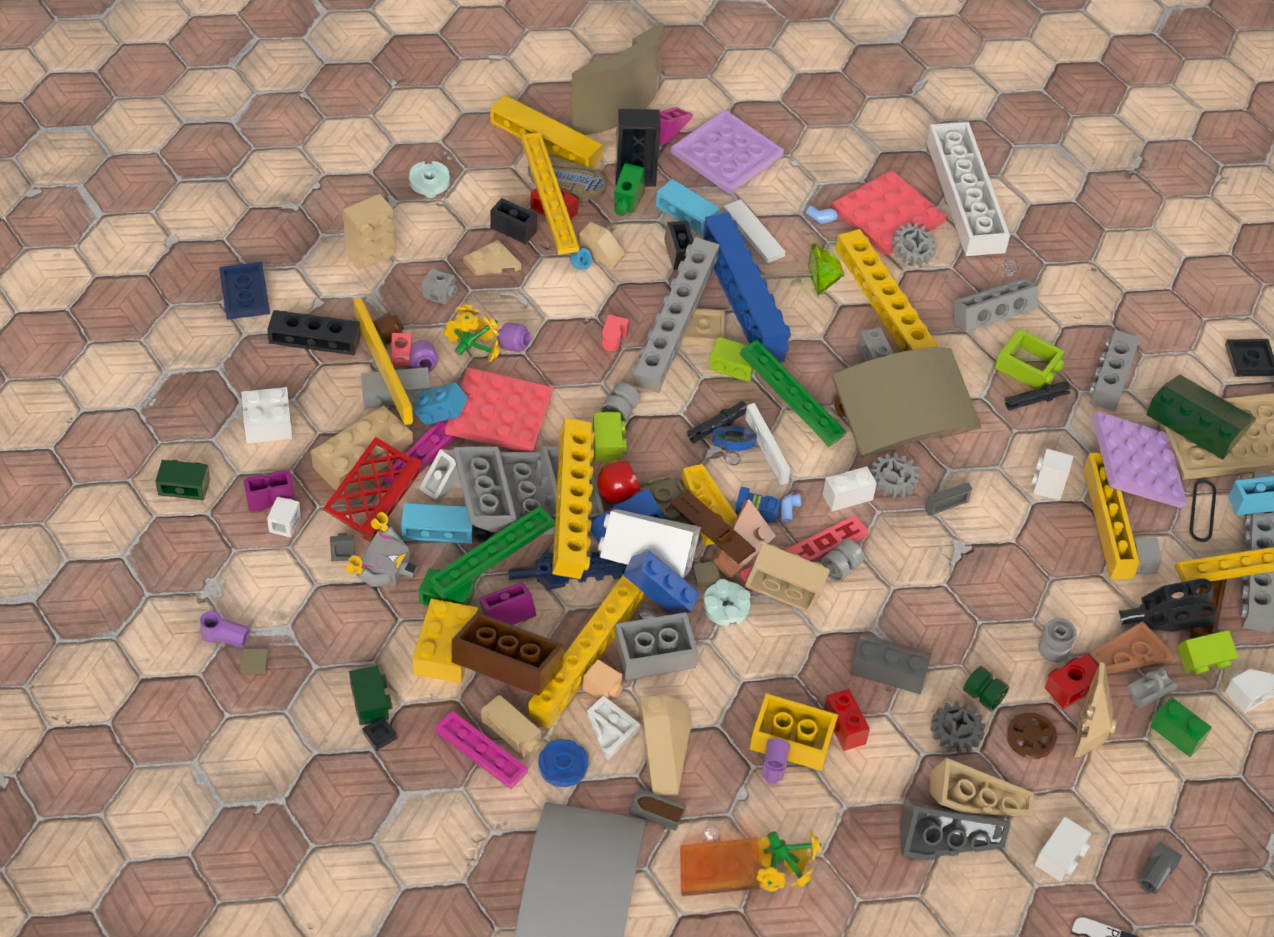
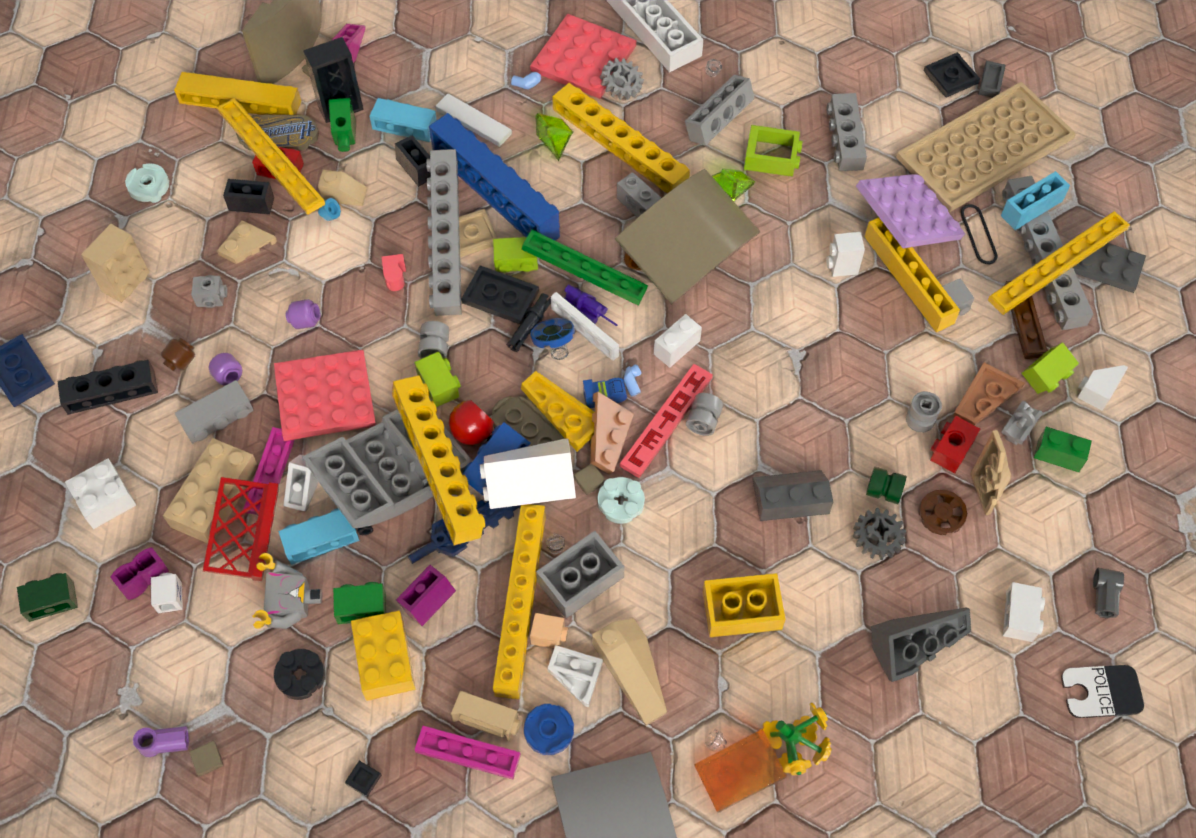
camera: 20 degrees left, 10 degrees up
(342, 547) = (238, 600): dark grey tile -> none
(361, 616) = (292, 661): none -> black plate
(369, 694) = (335, 744): dark green brick -> none
(383, 362) = (192, 393): yellow tile -> none
(401, 350) = (201, 370): coral leg -> none
(440, 403) = (266, 413): dark azure brick -> none
(460, 330) = (266, 319): yellow plant -> none
(491, 552) = (386, 549): green plate -> none
(507, 653) = (453, 651): reddish brown brick -> none
(657, 809) = (656, 737): tile -> none
(661, 583) = (559, 511): blue brick -> none
(702, 388) = (500, 294): none -> black plate
(713, 526) = (577, 431): reddish brown piece -> none
(727, 151) = (413, 51): lavender plate -> none
(775, 760) = (742, 642): medium lavender piece -> none
(778, 425) = (586, 304): none -> dark purple piece
(787, 577) = (668, 454): tan brick -> none
(851, 725) = (790, 573): red brick -> none
(895, 475) = (710, 311): light grey gear -> none
(948, 499) = (766, 314): dark grey tile -> none
(976, 373) = (733, 182): none -> clear neon green slope
(977, 792) = (925, 593): tan wedge -> none
(1045, 393) = (799, 177): black pin -> none
(1158, 607) = (992, 345): black piece -> none
(1199, 416) = (940, 147): dark green slope -> none

